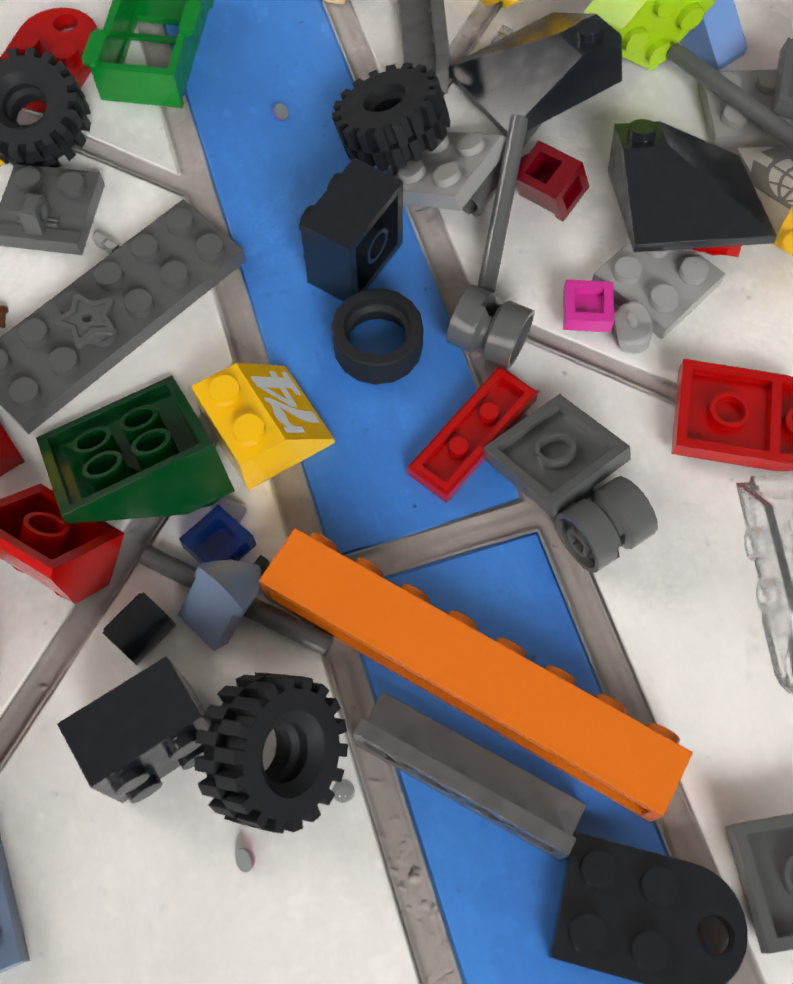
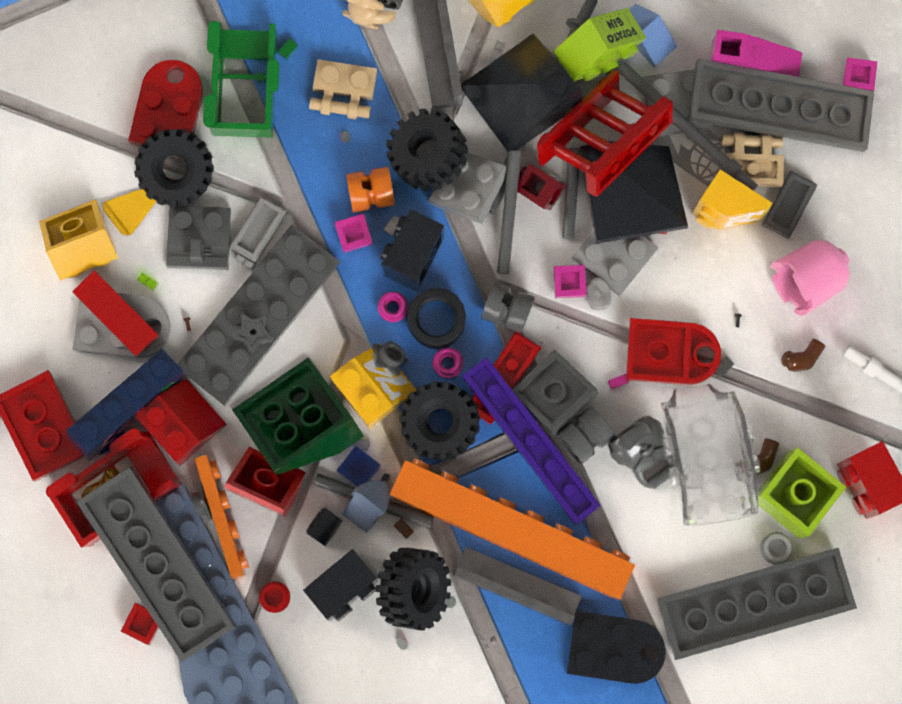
camera: 10 degrees left, 15 degrees up
(29, 746) = (274, 597): none -> red plate
(135, 205) = (258, 230): none -> light grey tile
(222, 14) = (287, 49): none -> green piece
(270, 217) = (353, 233): none -> dark pink plate
(279, 651) = (403, 528): none -> reddish brown piece
(288, 58) = (346, 81): none -> tan plate
(297, 379) = (389, 357): none -> dark grey plate
(301, 161) = (363, 198): none -> orange wheel
(312, 306) = (393, 297): none -> dark pink plate
(351, 445) = (416, 416): none -> black tyre
(384, 389) = (448, 353): none -> dark pink plate
(515, 529) = (530, 441): none -> dark purple plate
(594, 201) = (570, 199): none -> dark grey bar
(653, 105) = (616, 155): none -> red fence
(659, 455) = (618, 381): none -> dark pink piece
(702, 557) = (641, 449): none -> dark grey piece

